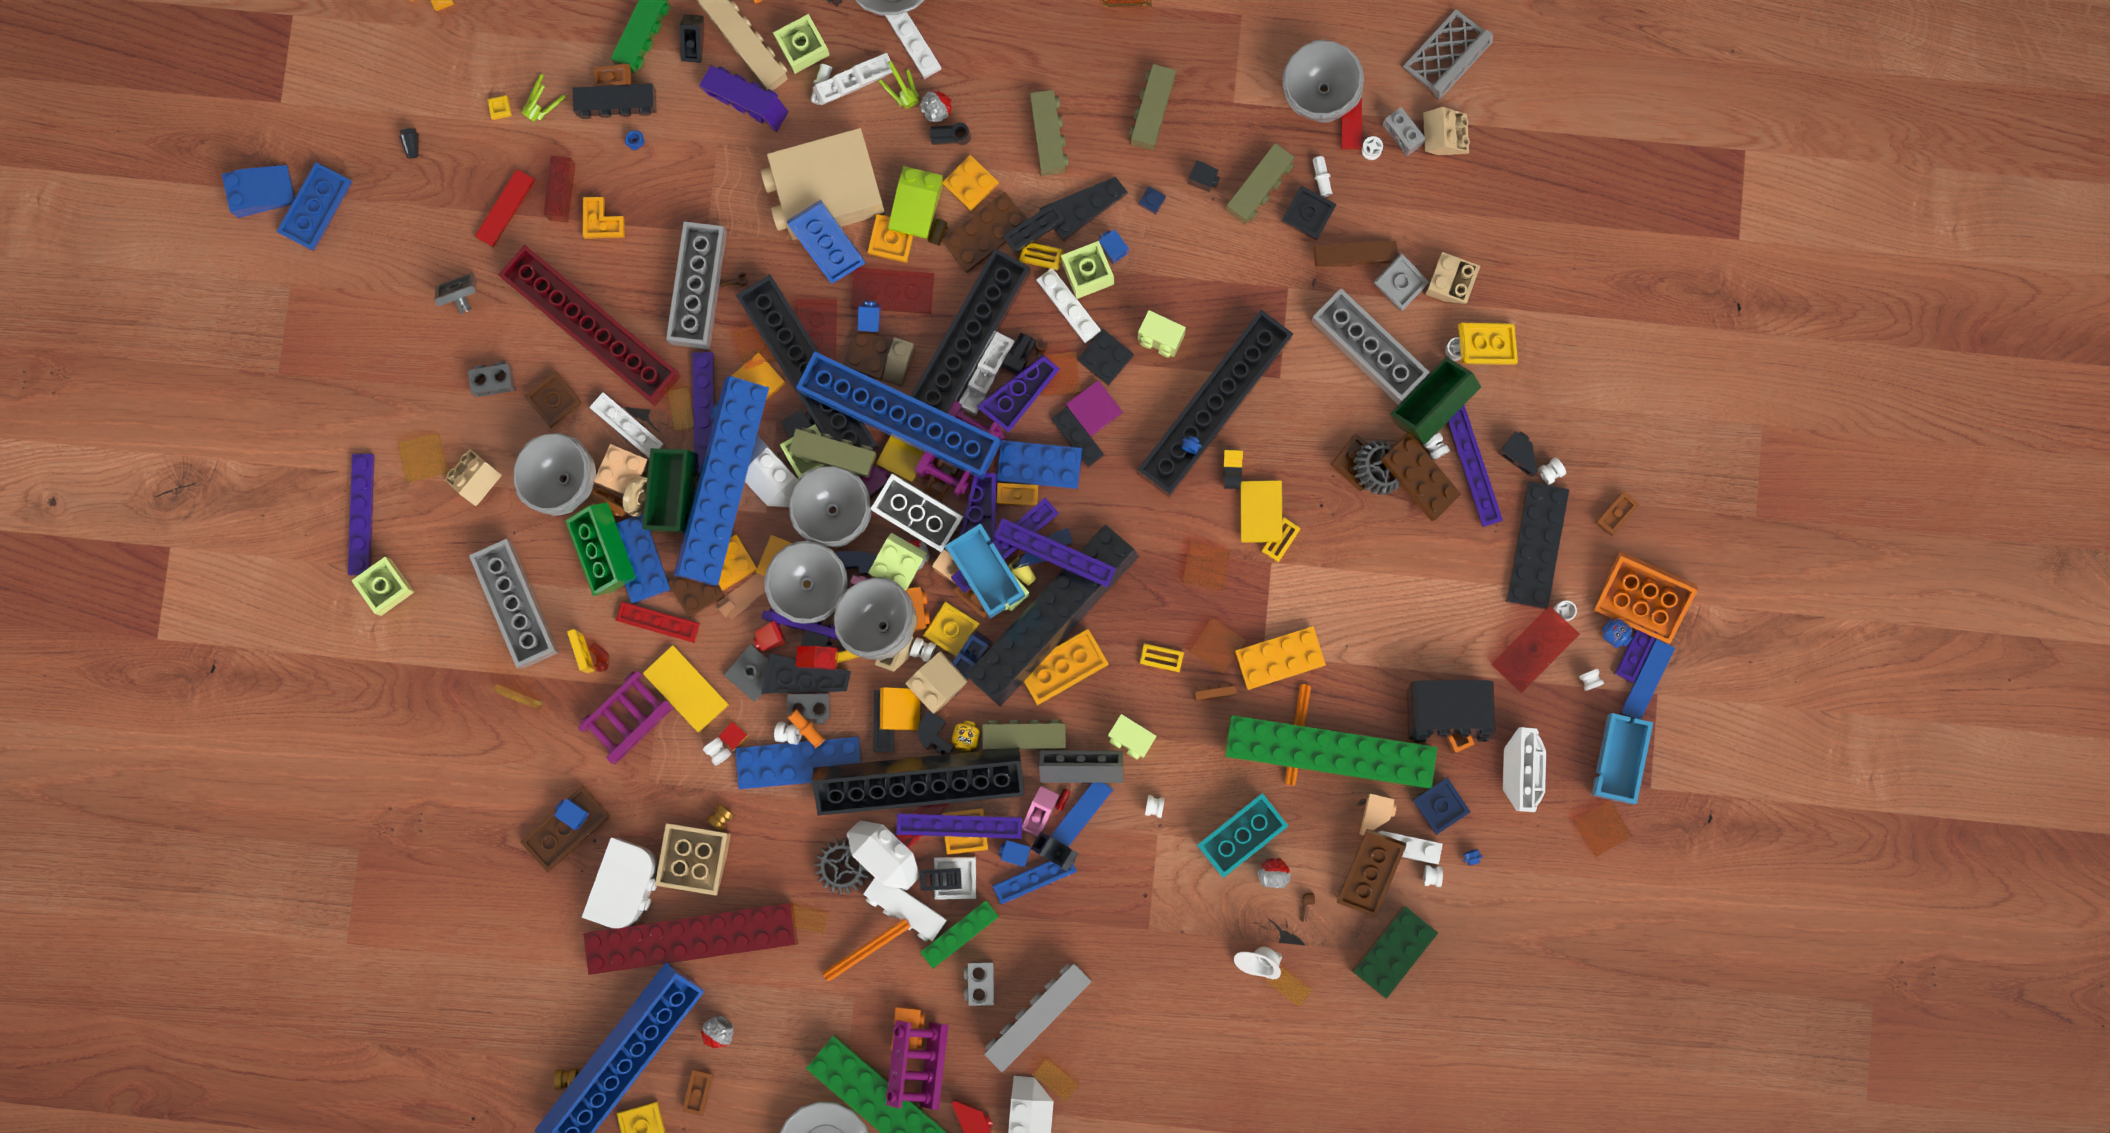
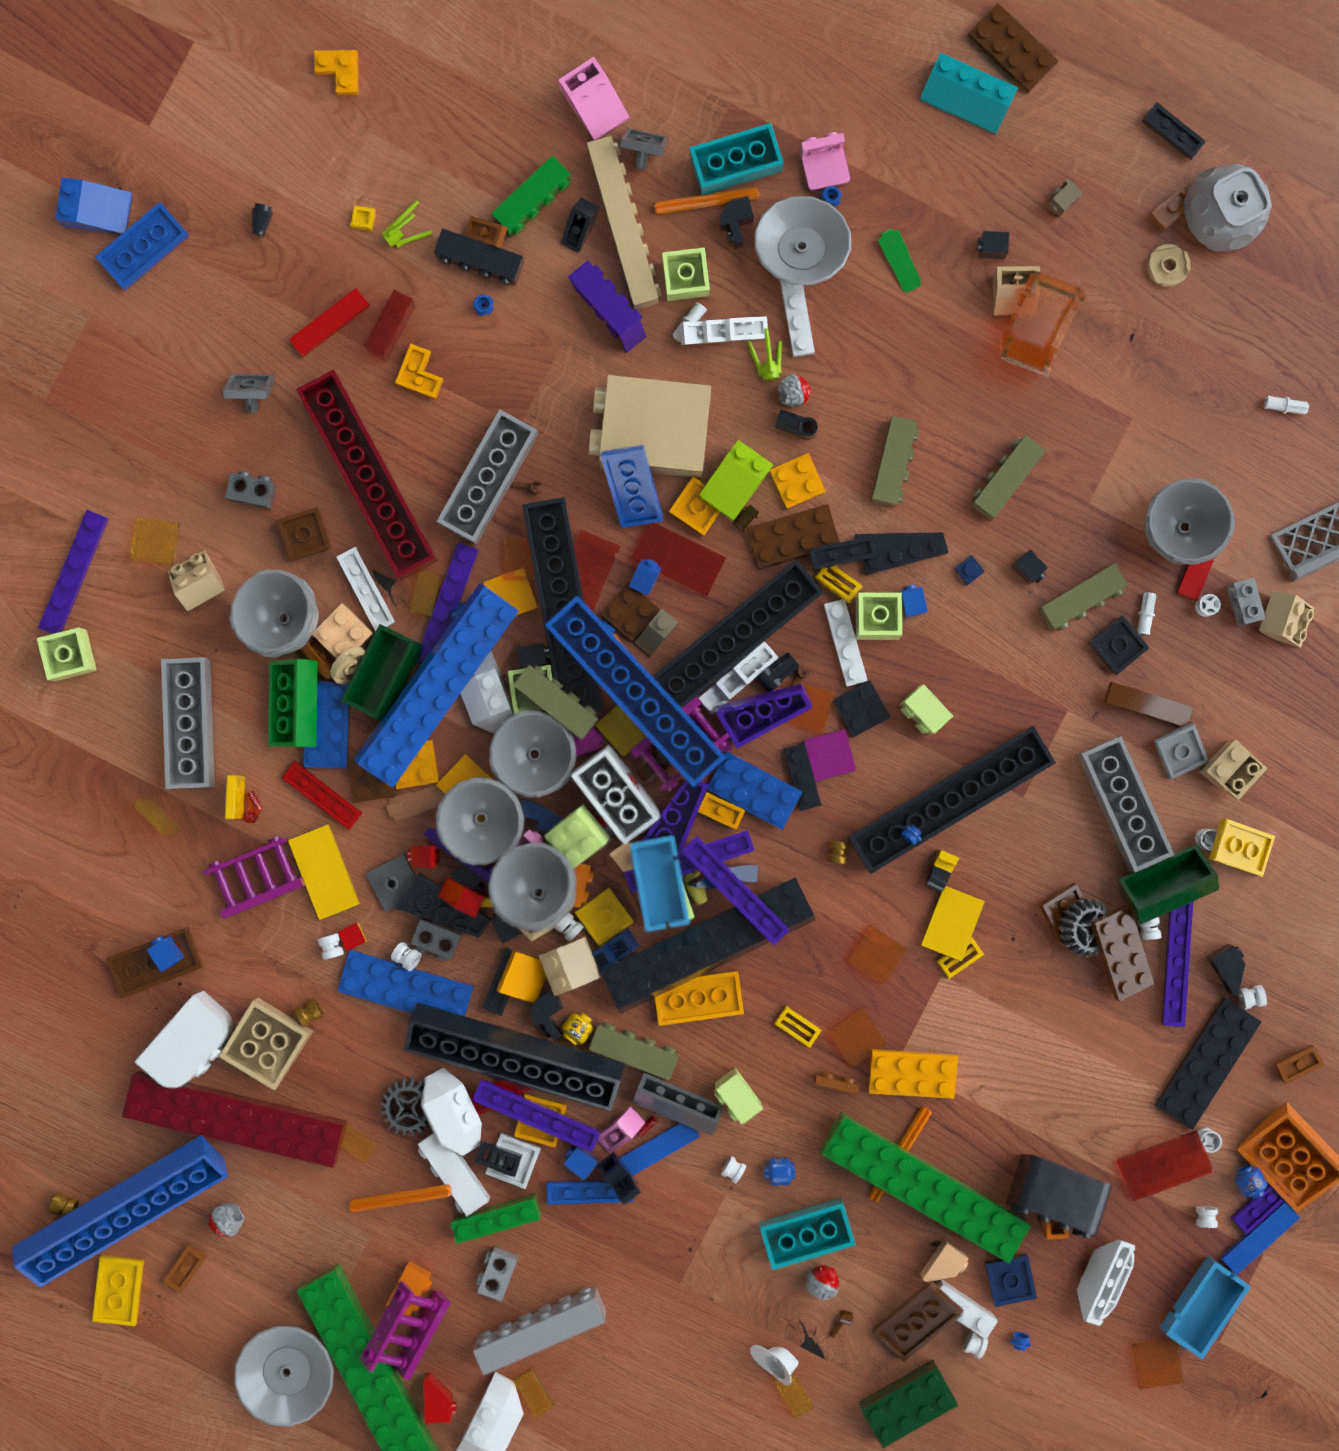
camera: 10 degrees right, 5 degrees up
(806, 728) = (424, 961): orange pin -> none
(866, 670) = (504, 930): none -> black brick
(1135, 489) = (838, 852): none -> pearl gold wheel
(1196, 791) = (779, 1171): none -> blue head

